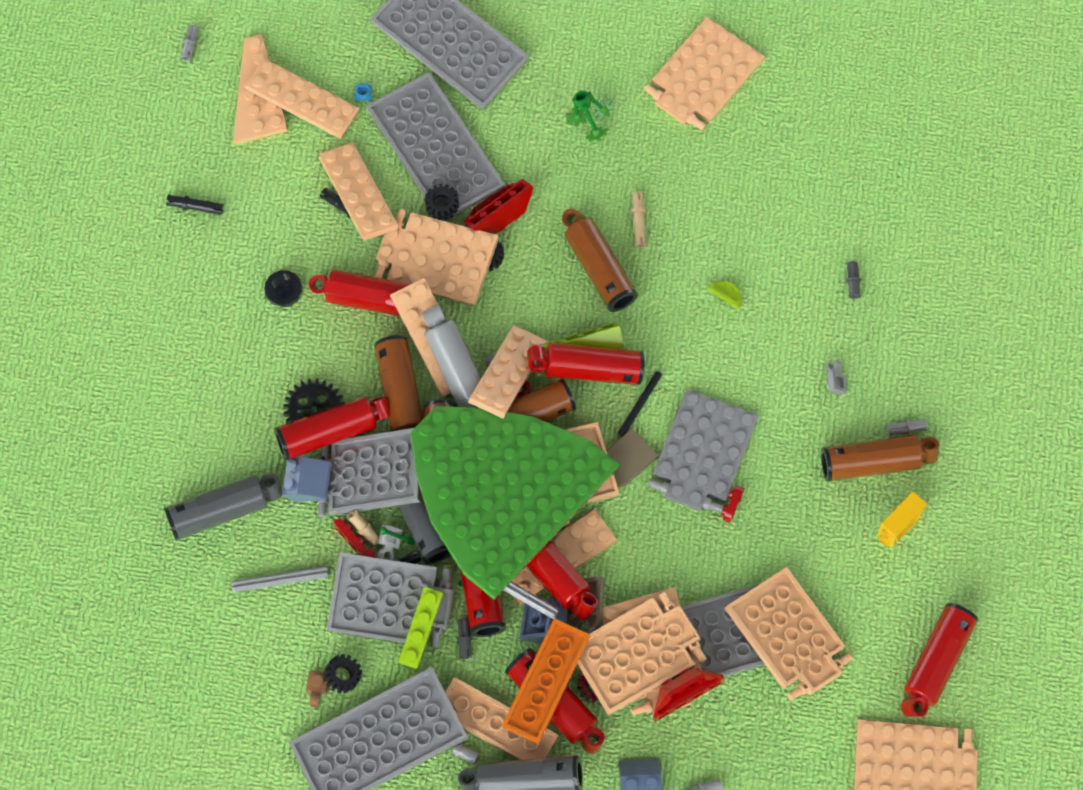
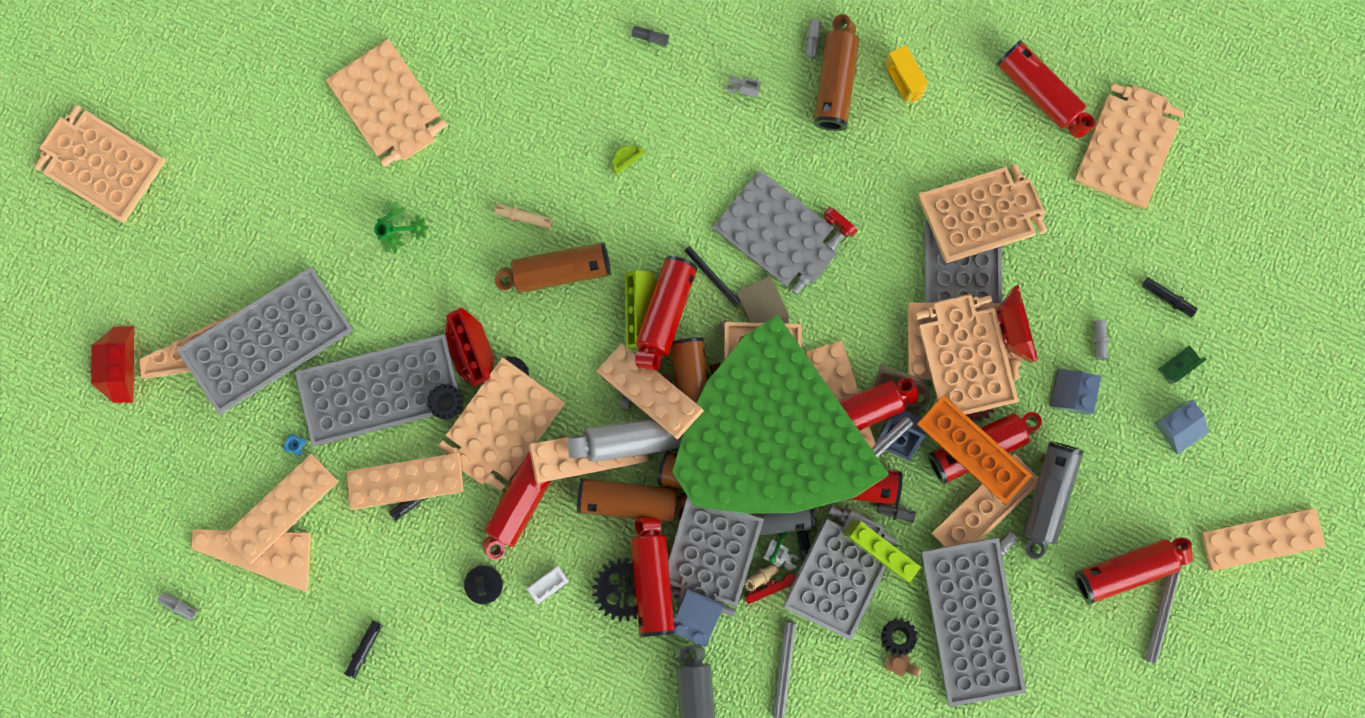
camera: 75 degrees left, 15 degrees up
(299, 343) = (547, 584): none -> white plate

